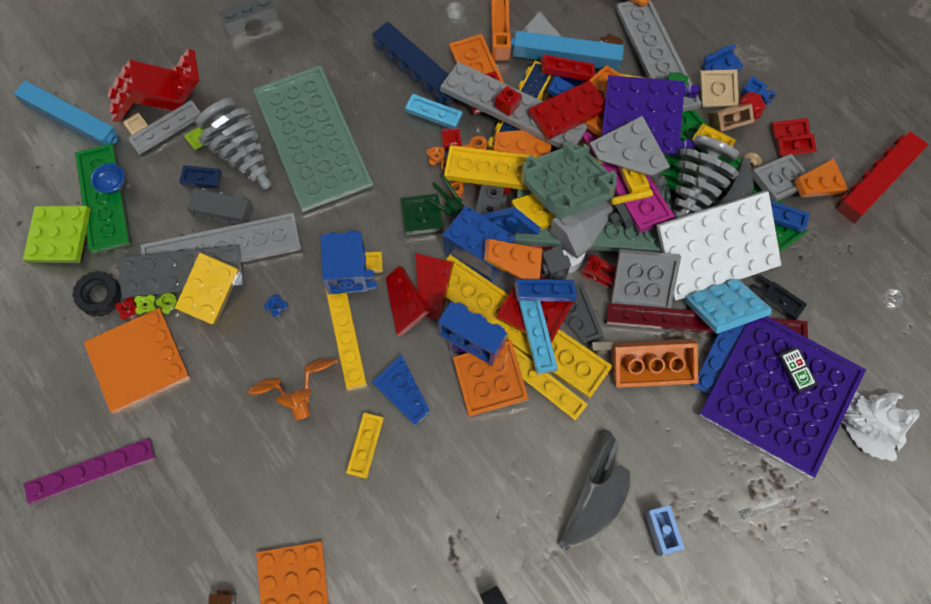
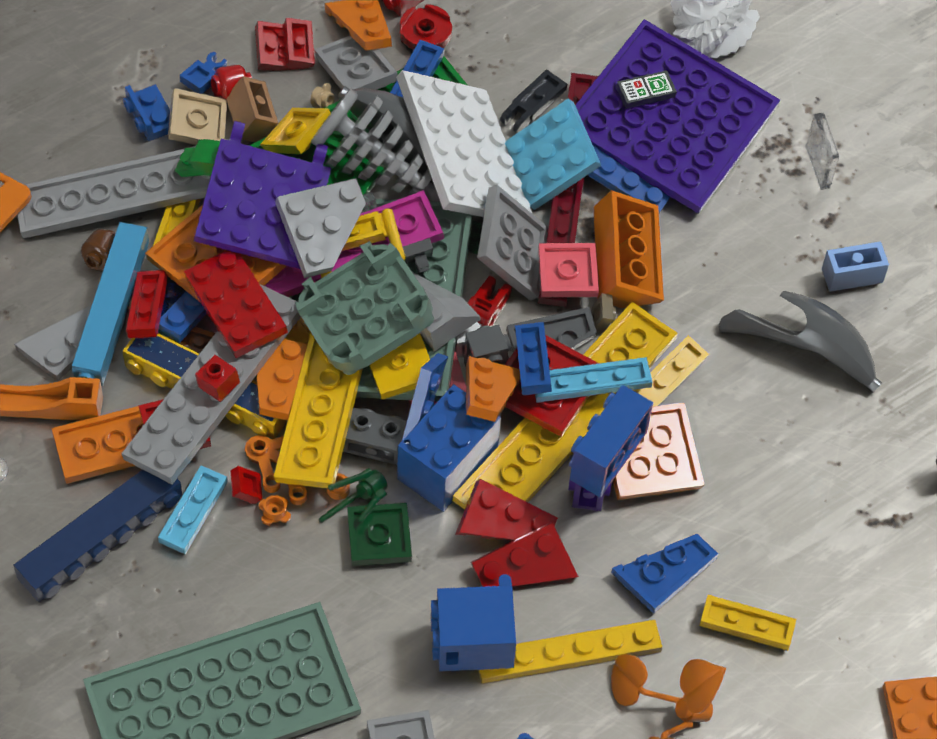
camera: 90 degrees left, 10 degrees down
(629, 319) = (568, 270): none -> coral plate
(836, 221) = (430, 16): none -> red plate

